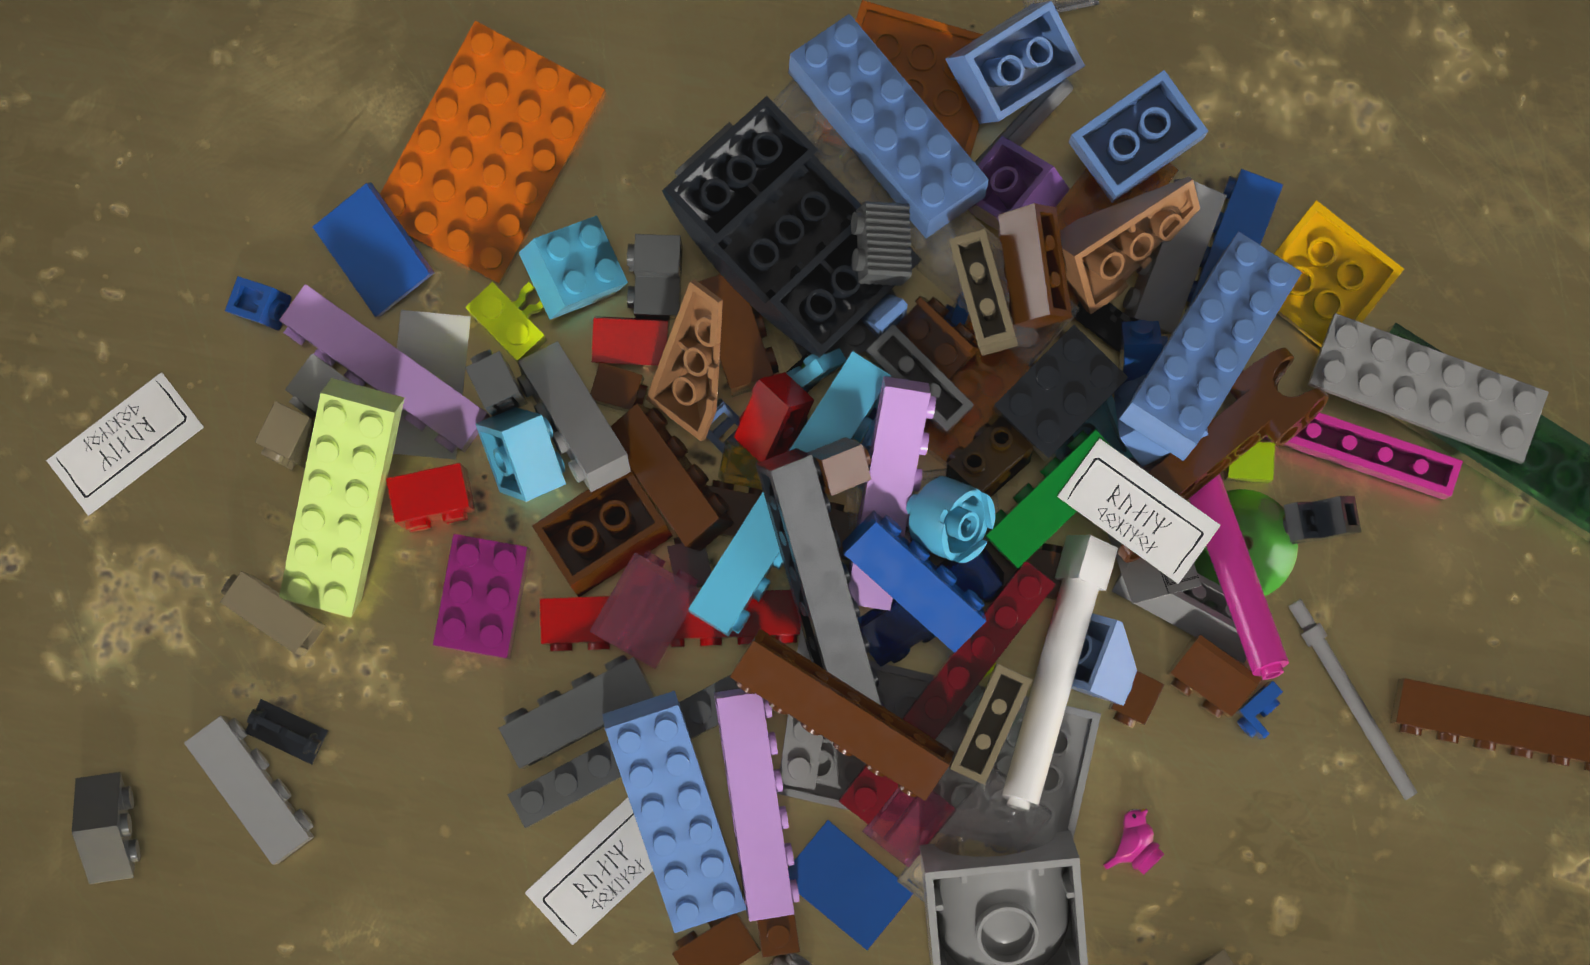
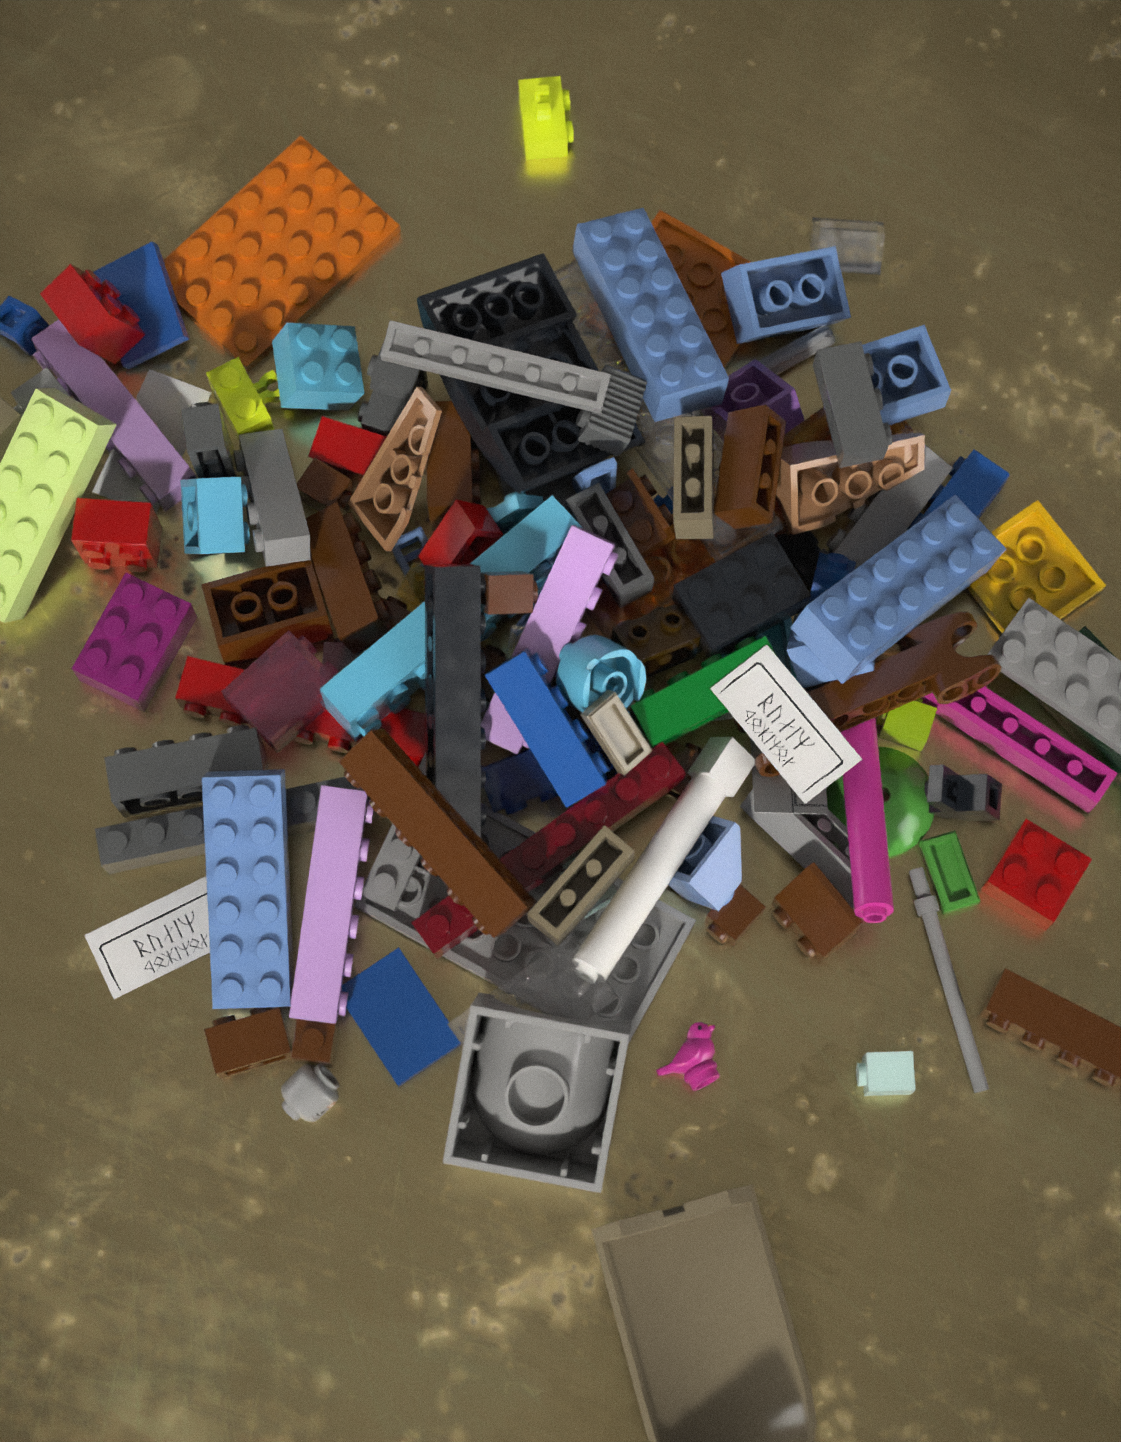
camera: 15 degrees right, 10 degrees down
(334, 278) = (93, 313): none -> red brick
(762, 242) = (495, 367): none -> light grey plate
(908, 823) = (475, 967): clear pink brick -> none
(982, 568) = (616, 732): none -> tile
(1117, 177) = (851, 404): none -> dark grey brick
(1262, 702) = (857, 955): blue bracket -> none
(1319, 807) = (886, 1073): none -> light aqua brick
(1326, 595) = (949, 872): none -> bright green tile
(1409, 576) = (1036, 874): none -> red brick

